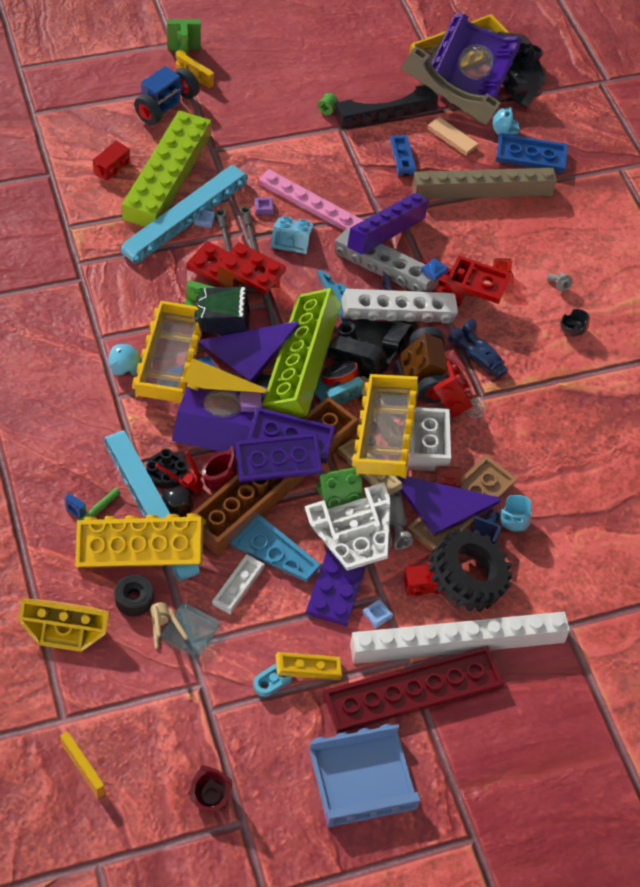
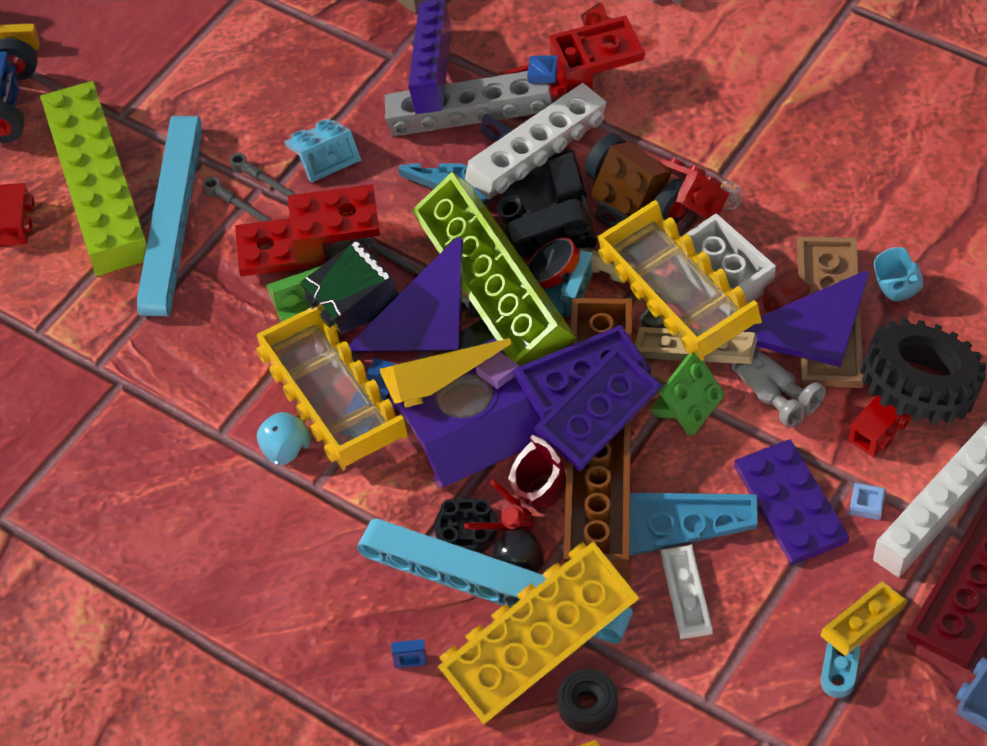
camera: 30 degrees left, 0 degrees up
(101, 505) = (434, 634): bright green piece -> none
(160, 616) = (645, 699): tan plant -> none
(197, 626) = (690, 687): clear light blue tile -> none
(206, 219) = (199, 203): light blue tile -> none
(264, 206) = (253, 140): medium lavender tile -> none
(308, 200) = (308, 96): bright pink plate -> none
(355, 530) = (757, 421): white wedge -> none
(481, 353) = (667, 128): dark blue piece -> none
(488, 525) = (880, 313): dark blue bracket -> none
(575, 323) = (736, 24): black hair -> none

